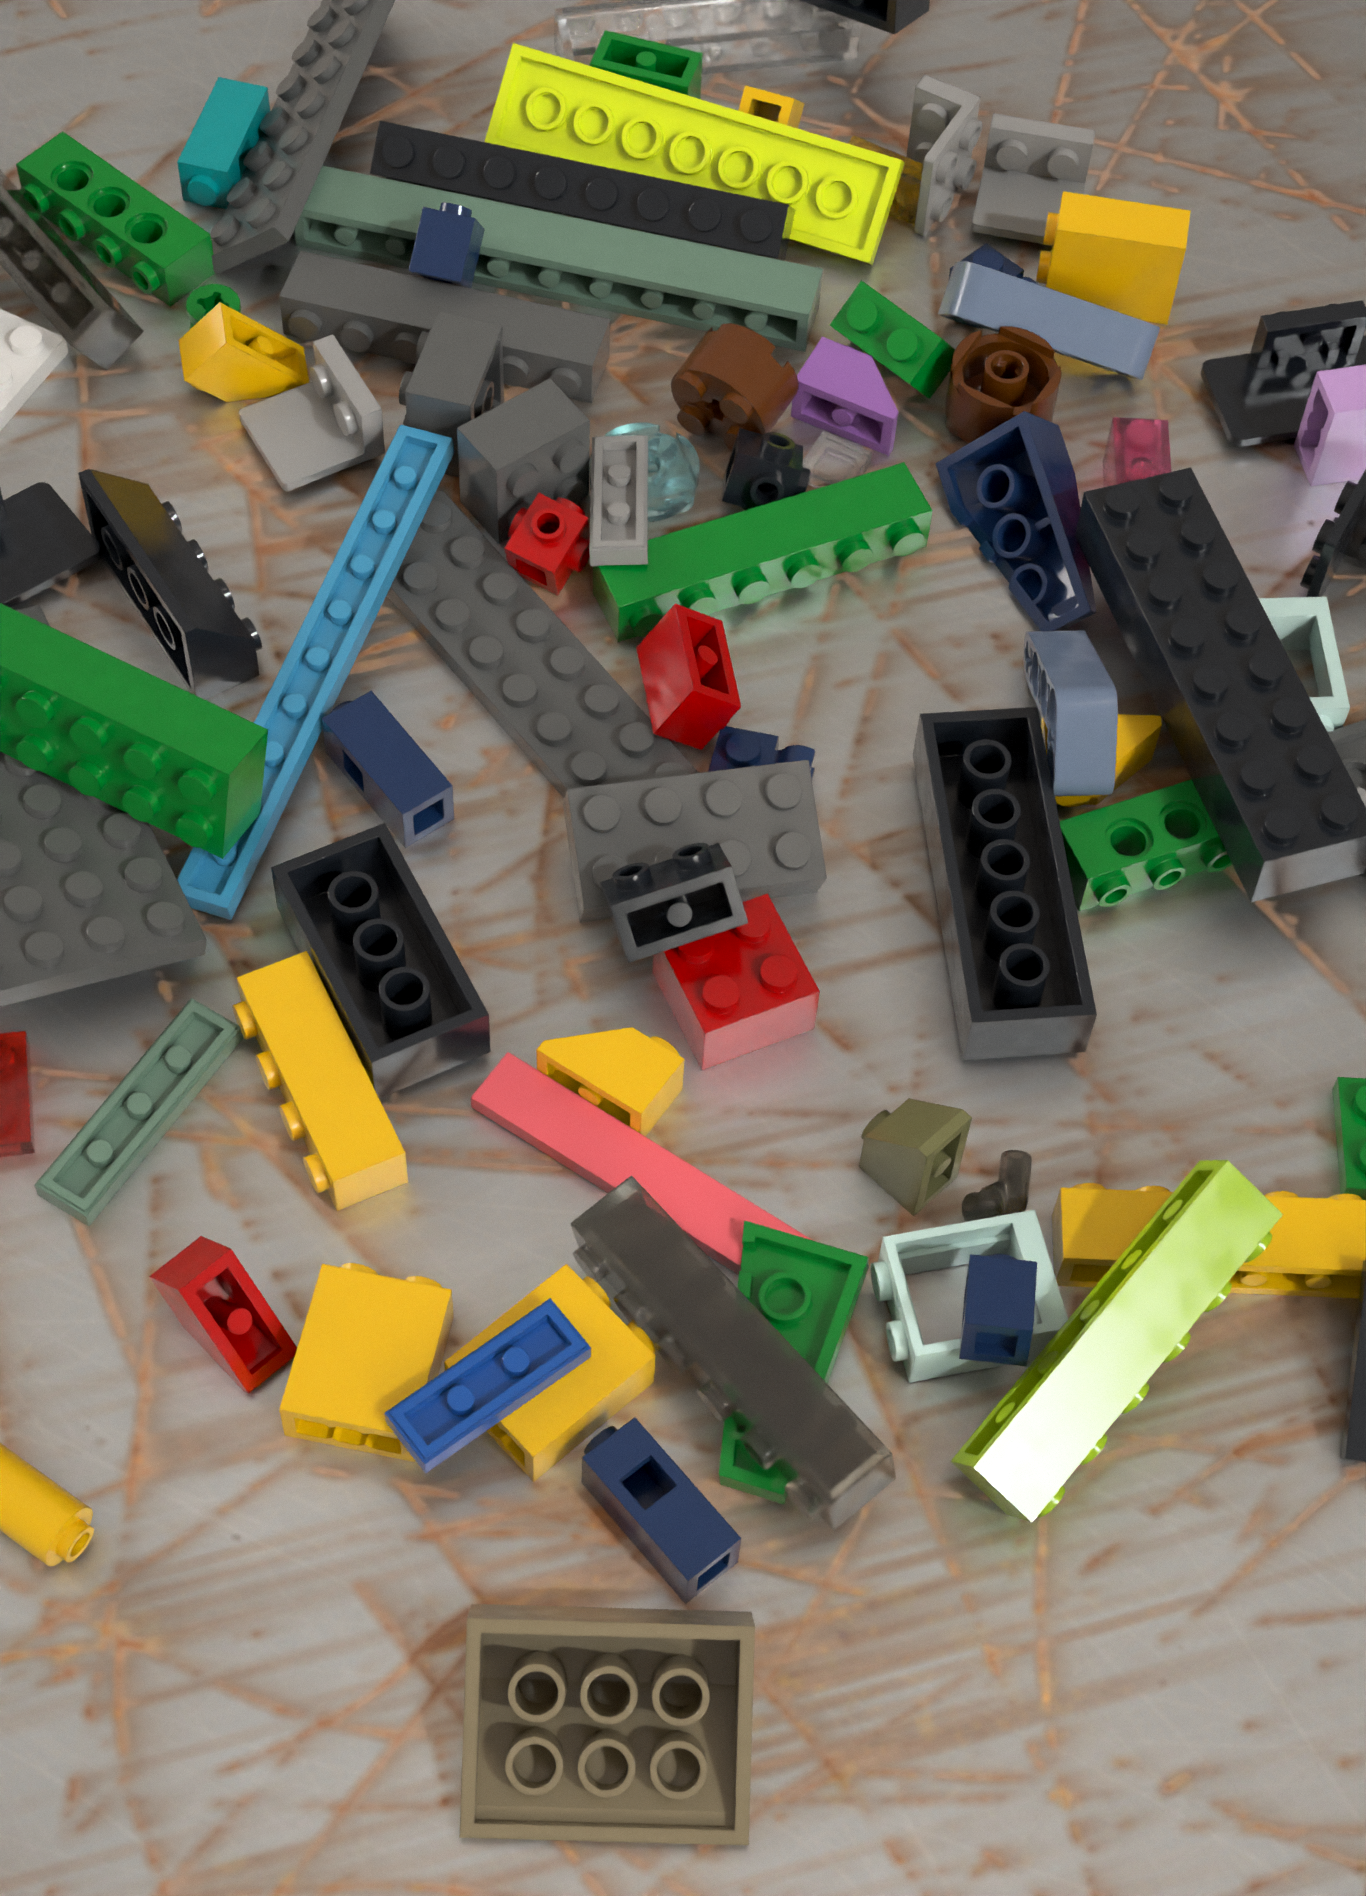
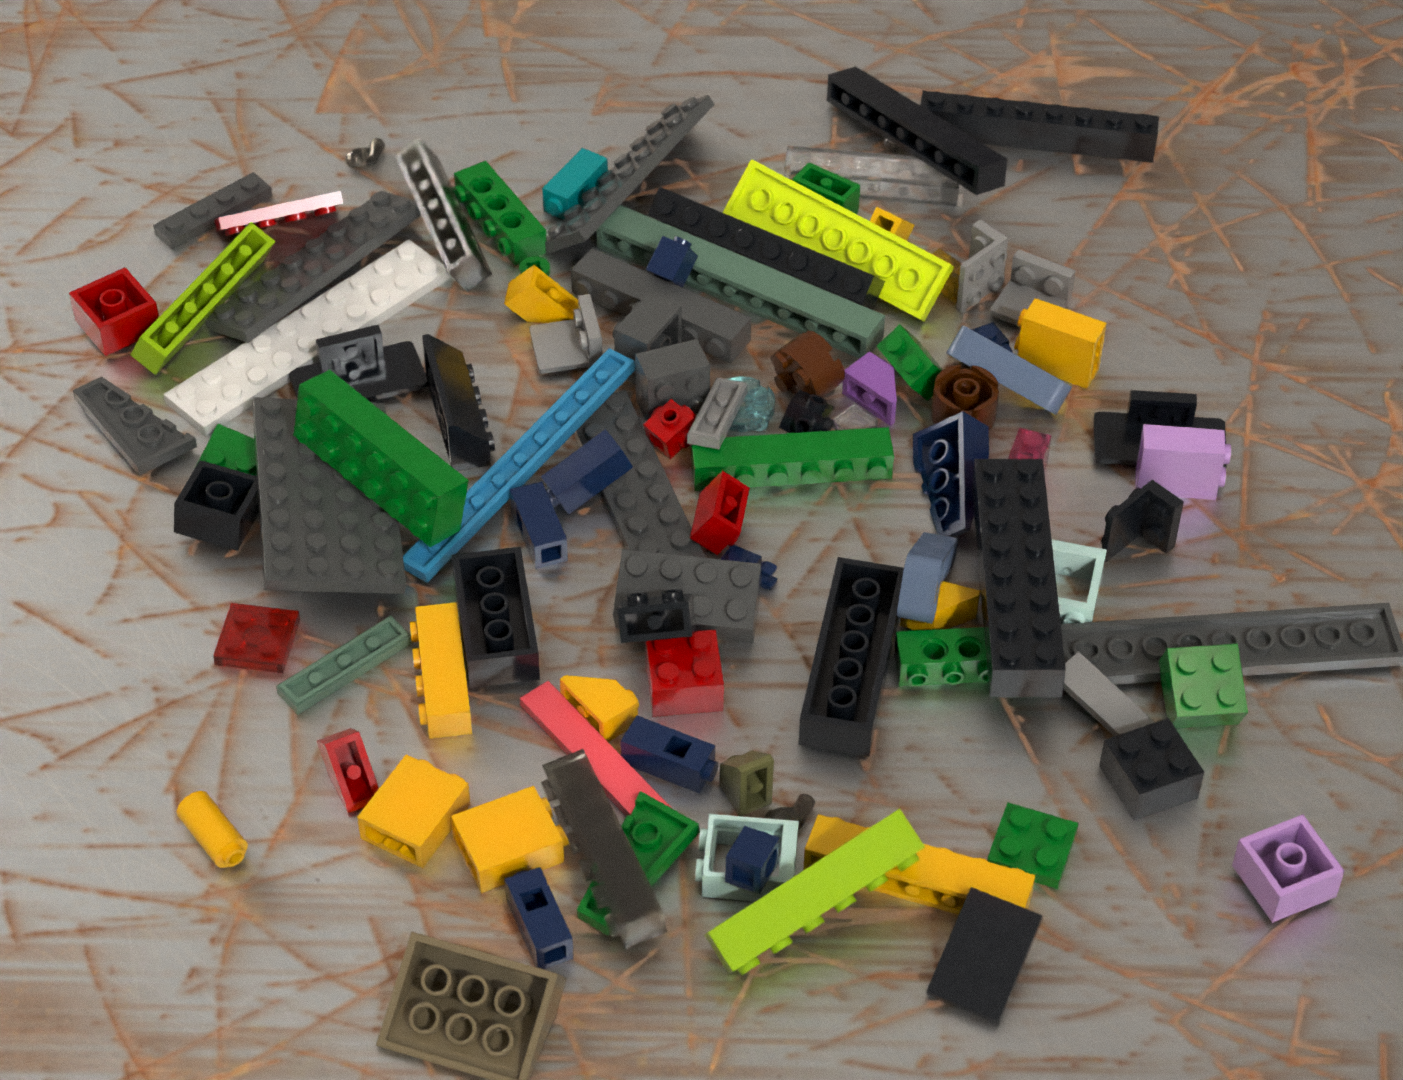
camera: 20 degrees right, 10 degrees down
(439, 655) = (586, 472): none -> dark blue brick
(487, 1385) = (468, 830): blue tile -> none
(765, 1137) = (669, 754): none -> dark blue brick

